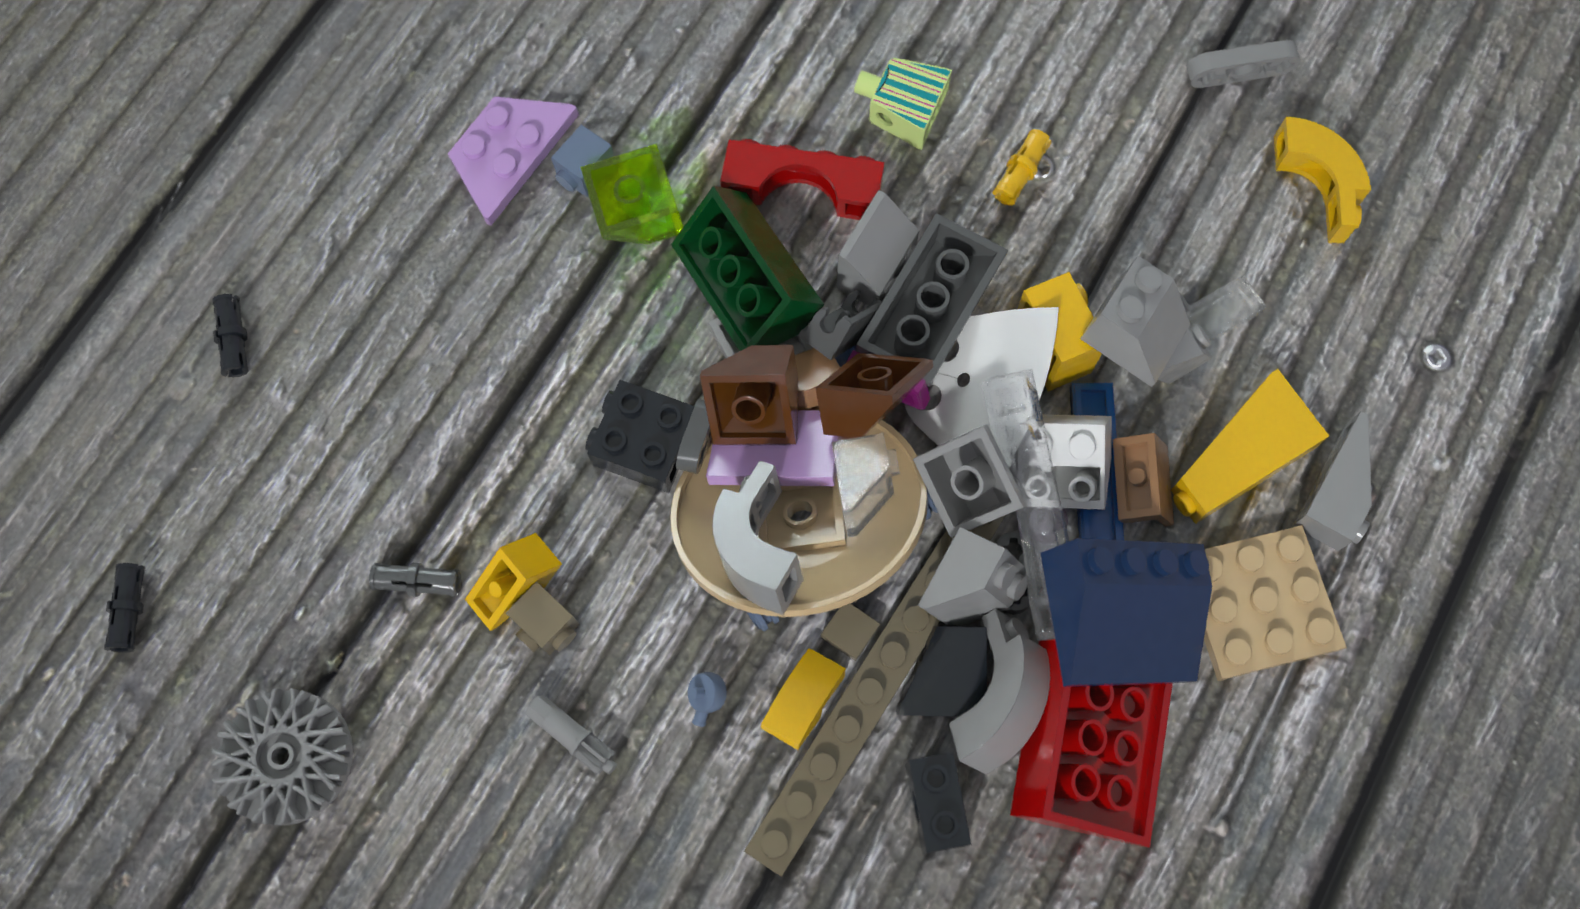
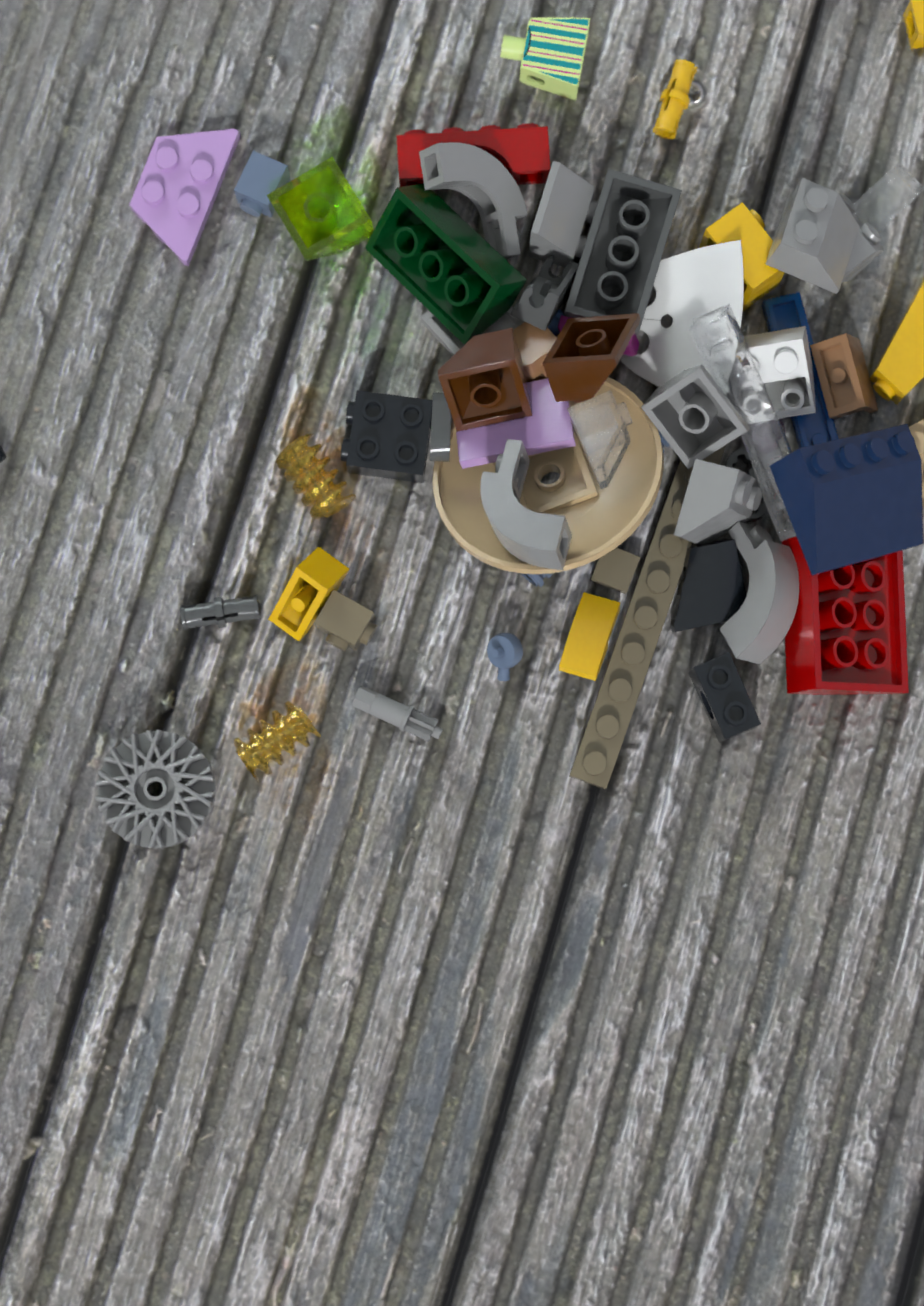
camera: 15 degrees left, 10 degrees up
(428, 733) = (275, 739): none -> clear yellow piece
(549, 461) = (312, 478): none -> clear yellow piece
(804, 199) = (484, 183): none -> light grey arch

